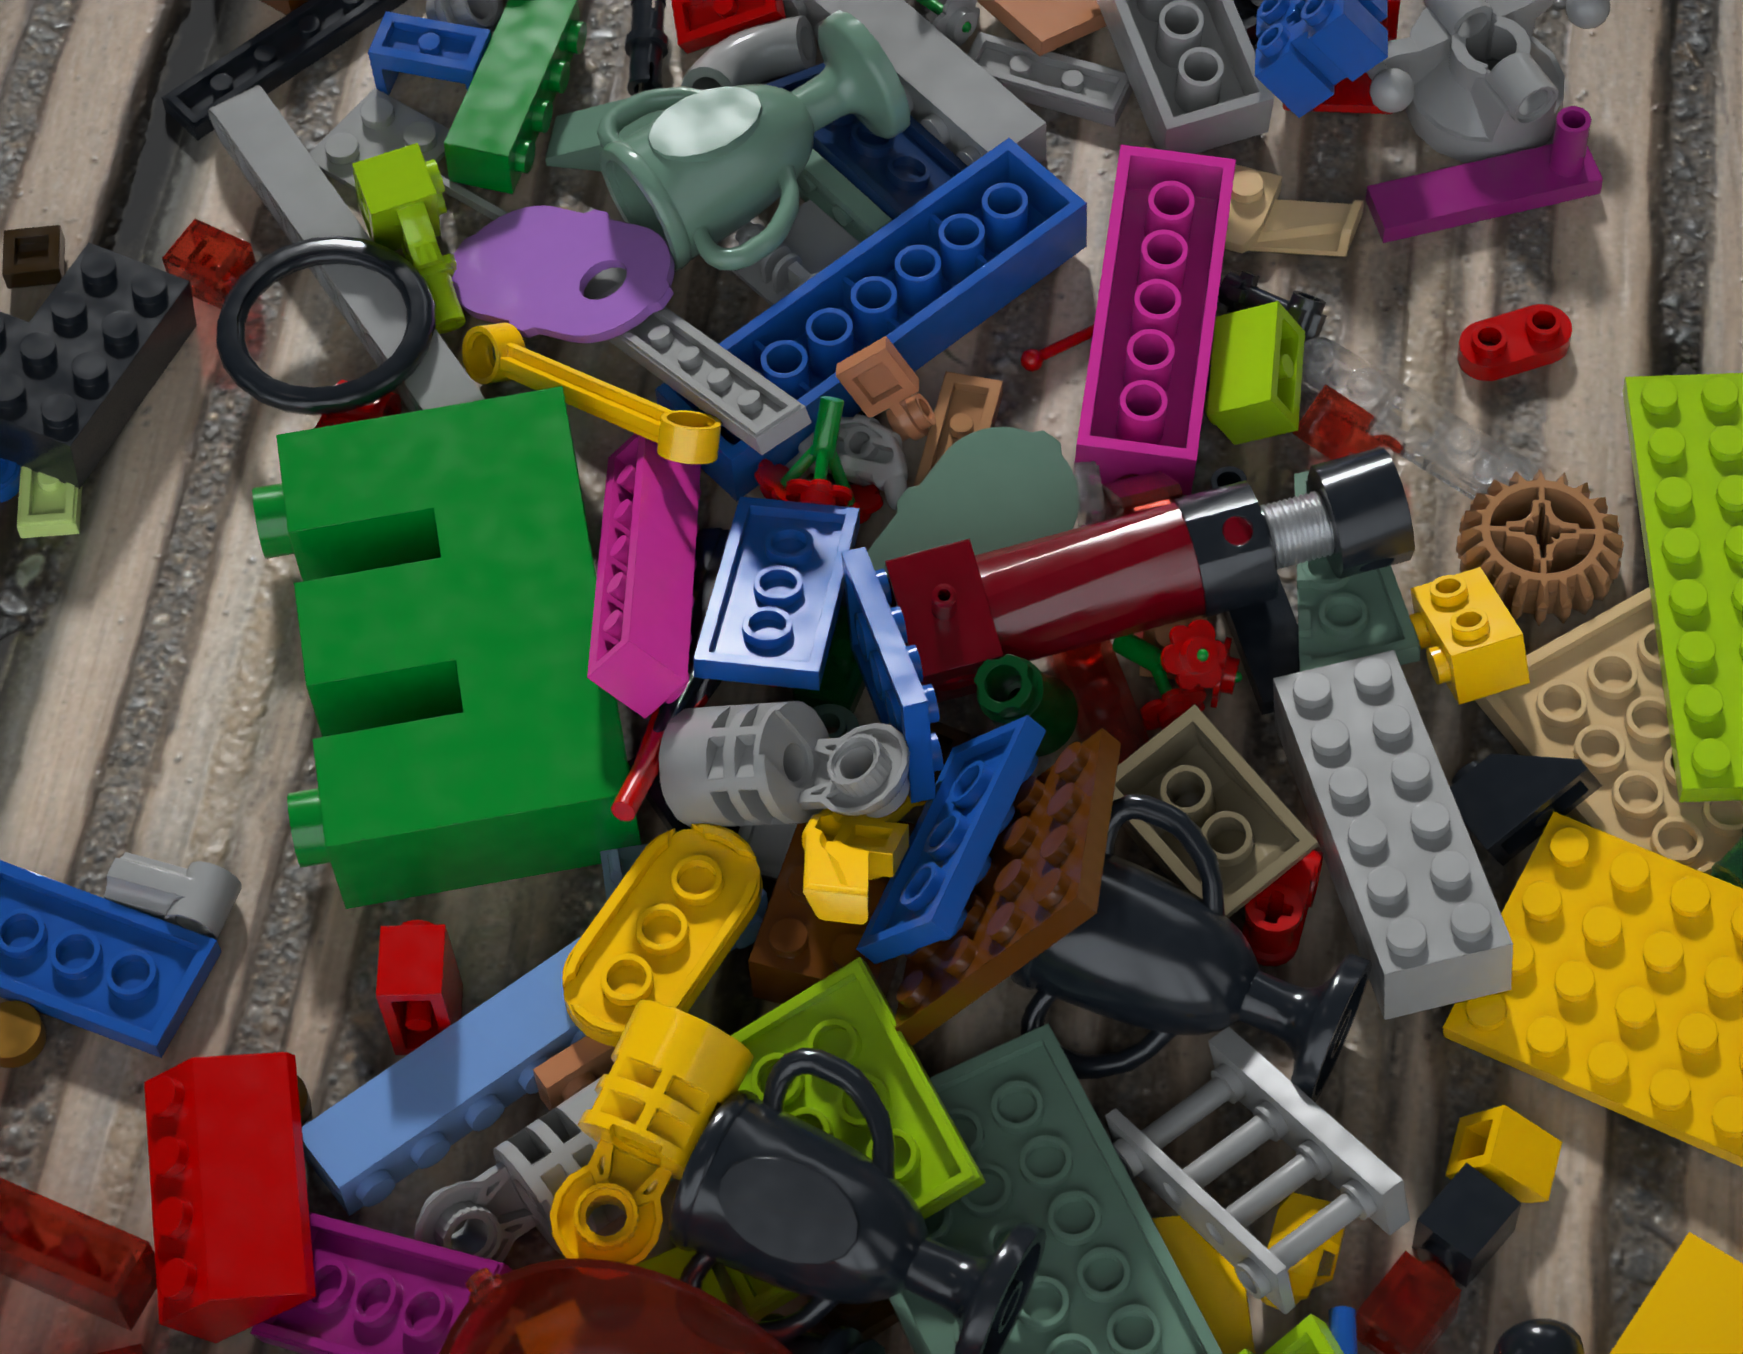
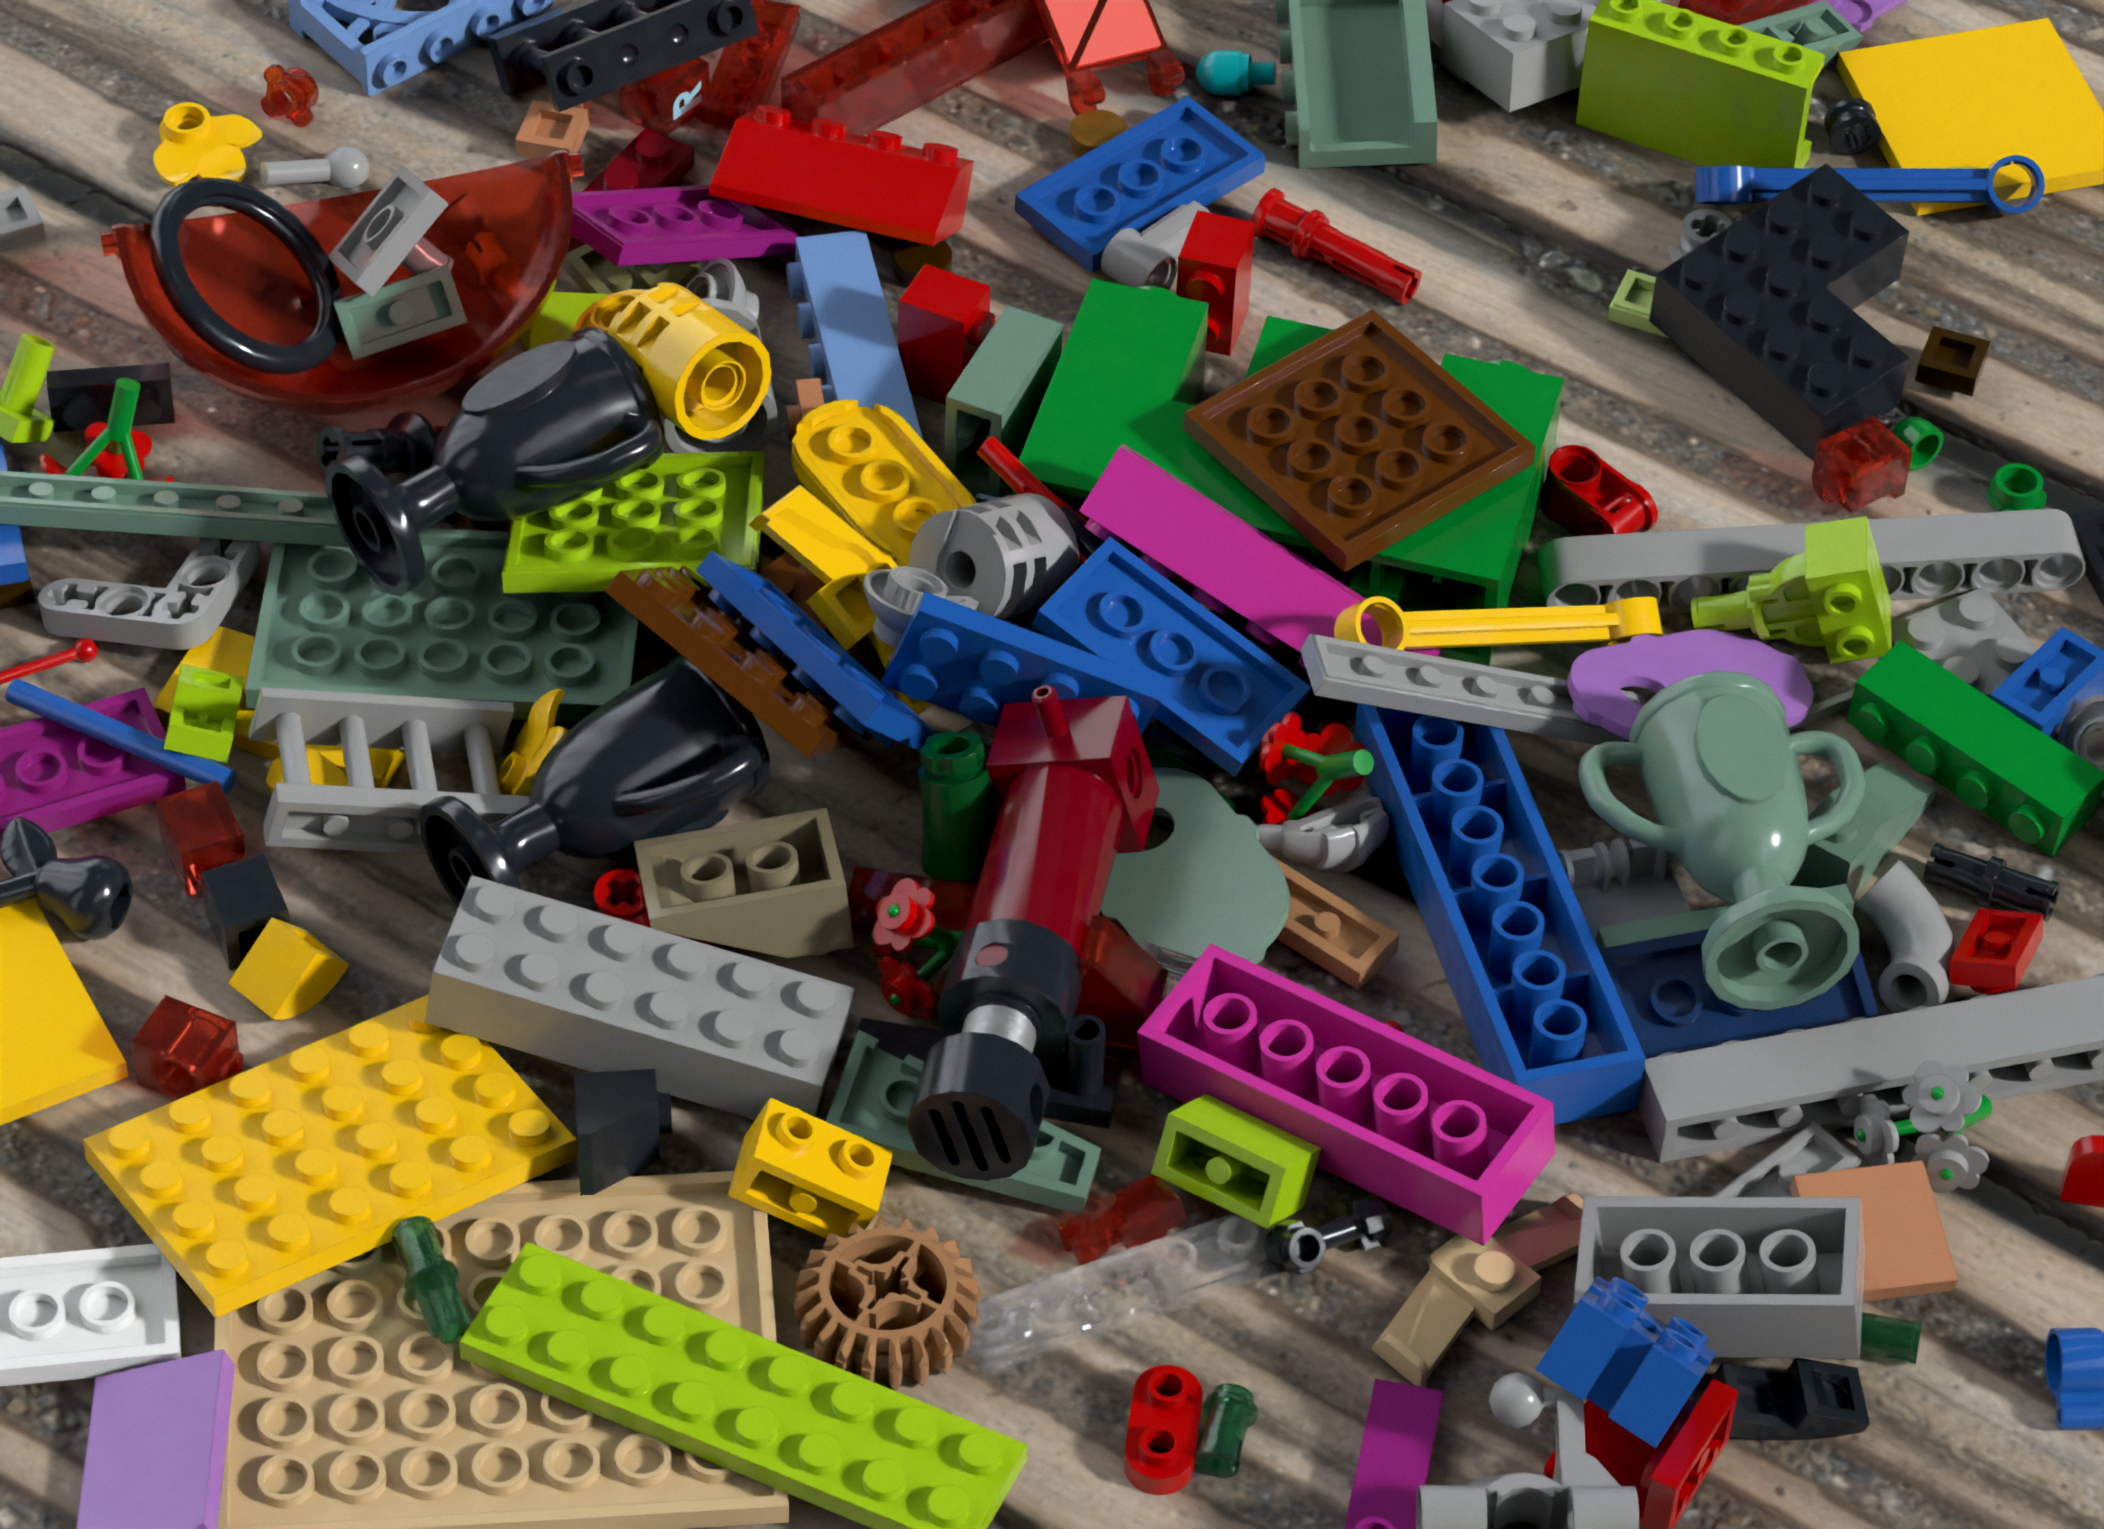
camera: 110 degrees right, 10 degrees down
(92, 780) = (1313, 237): none -> red pin
(150, 246) = (1921, 438): none -> green hinge
(178, 167) = (2016, 488): none -> green plate
(231, 800) = (1217, 271): none -> red brick
(344, 396) = (1722, 423): black wedge -> none
(457, 532) = (1358, 439): none -> reddish brown plate
(490, 893) = (1000, 395): none -> sand green brick
(884, 380) = (1384, 830): nougat plate -> none
(1137, 1074) = (531, 745): none -> yellow plate
(1490, 299) = (1229, 1414): none -> clear green pin
(1651, 1181) = (185, 1049): none -> clear red brick

